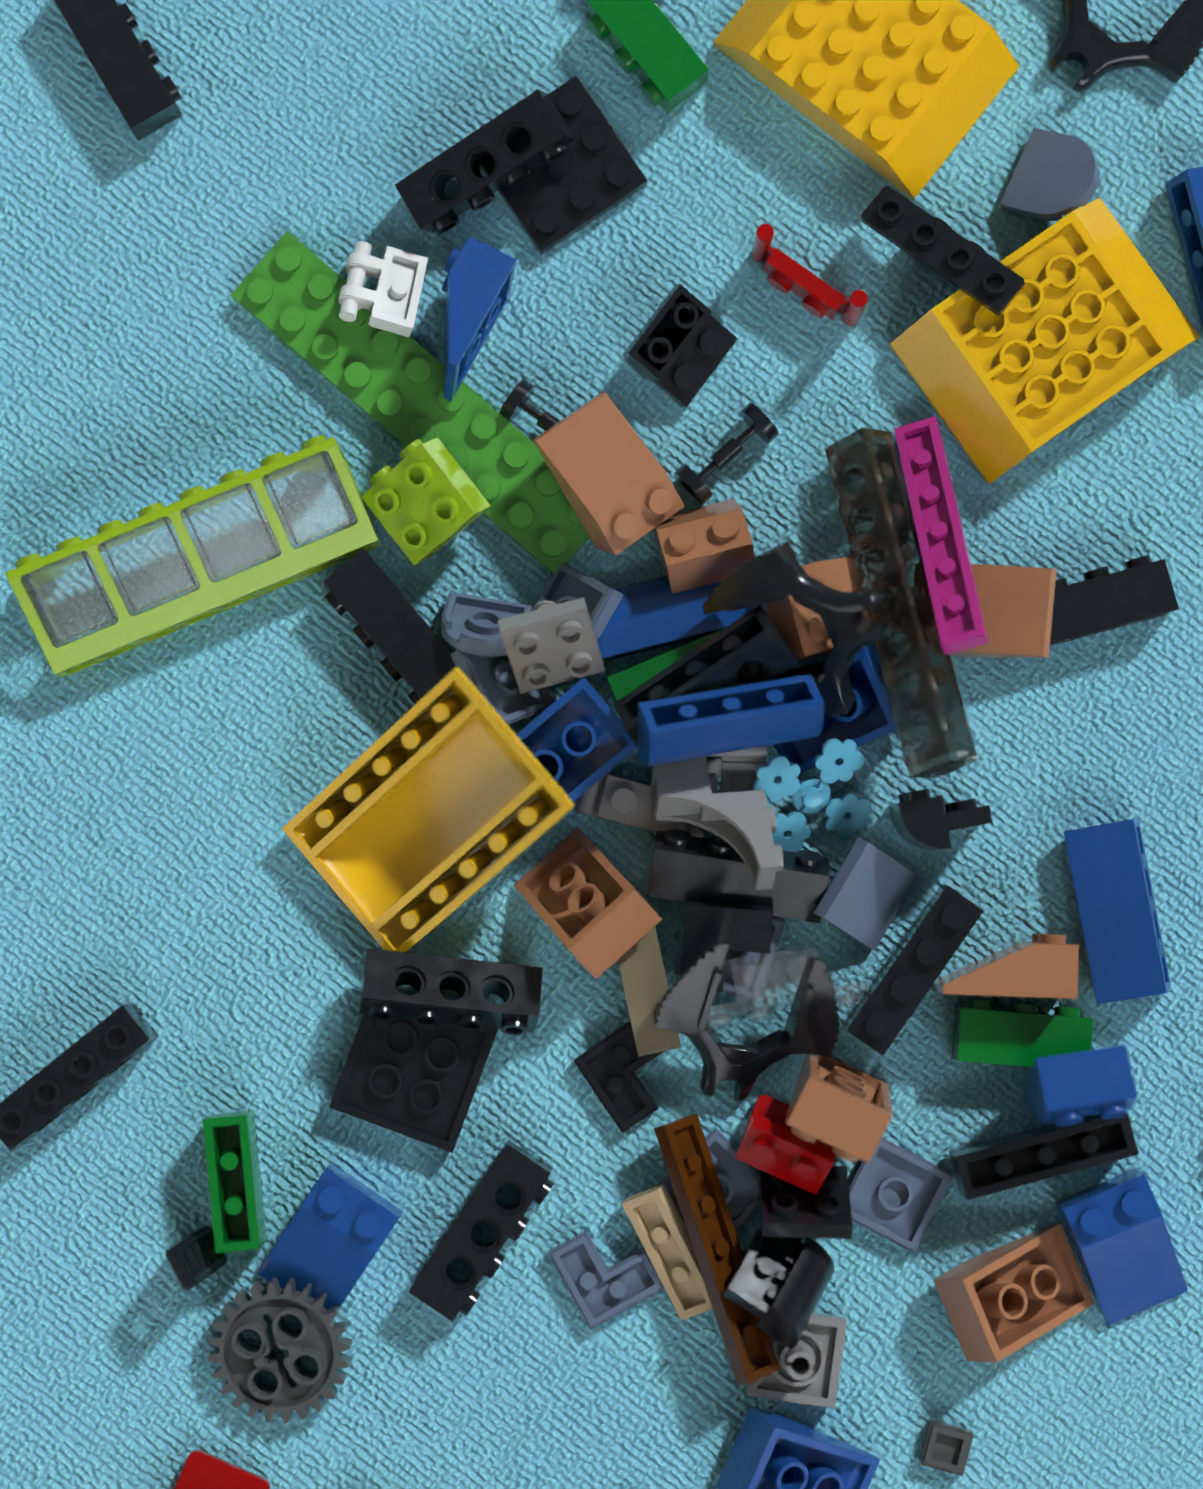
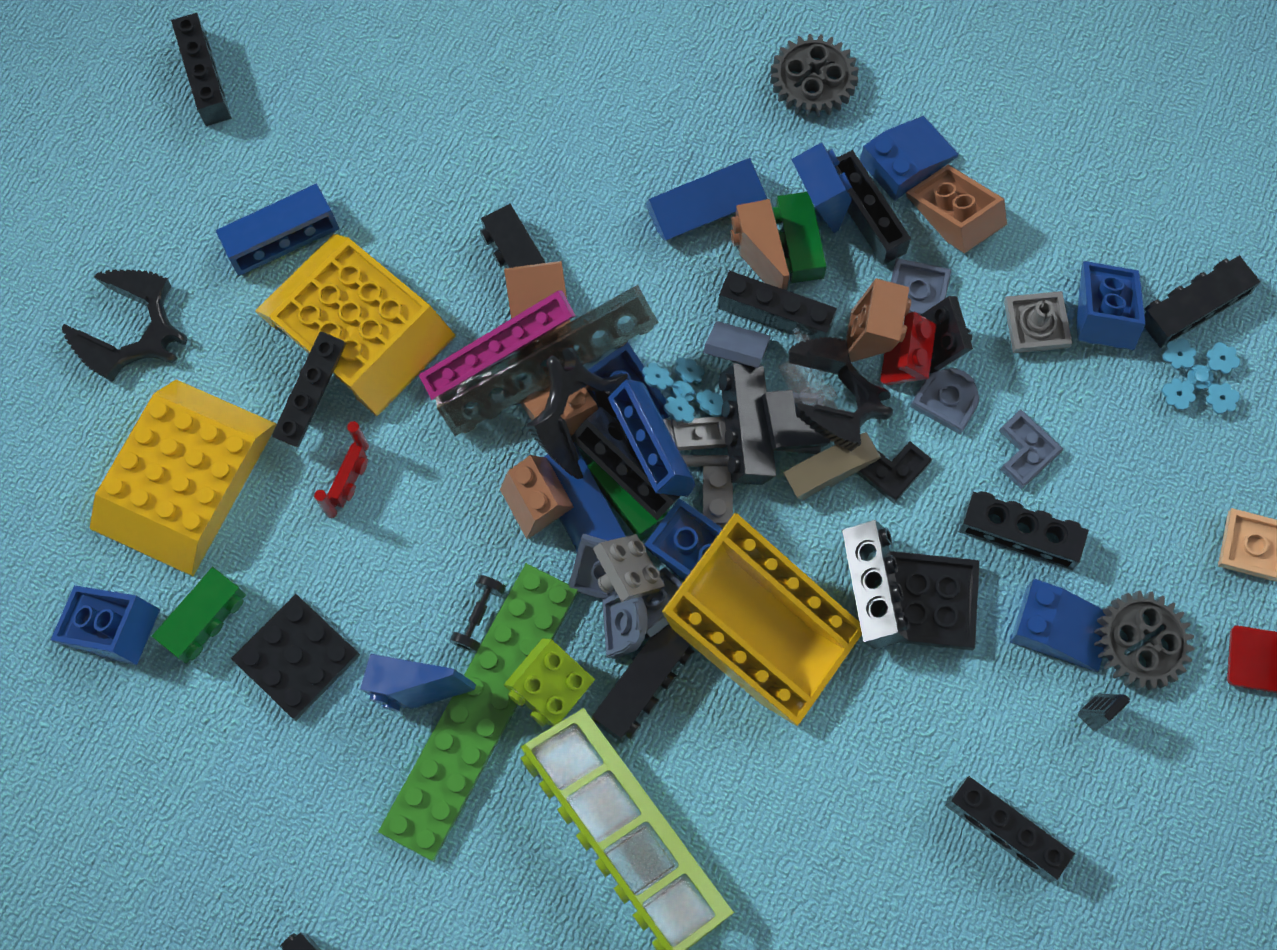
camera: 100 degrees left, 15 degrees down
(234, 1181) = (1044, 696): green brick -> none
(397, 289) = (404, 741): white plate -> none
(425, 187) = (330, 740): black brick -> none
(587, 903) = (793, 507): nougat slope -> none
(608, 475) = (505, 563): nougat slope -> none
(669, 1249) = (997, 409): tan plate -> none
(679, 346) = (405, 543): black brick -> none
(714, 1244) = (987, 379): reddish brown plate -> none
(742, 819) = (712, 423): light grey arch -> none
(757, 423) = (447, 482): black wheel -> none
(781, 1284) = (998, 335): black brick -> none
(927, 821) = (680, 312): black brick -> none
(946, 1447) = (1062, 226): dark grey tile -> none
(1051, 177) = (247, 339): sand blue tile -> none

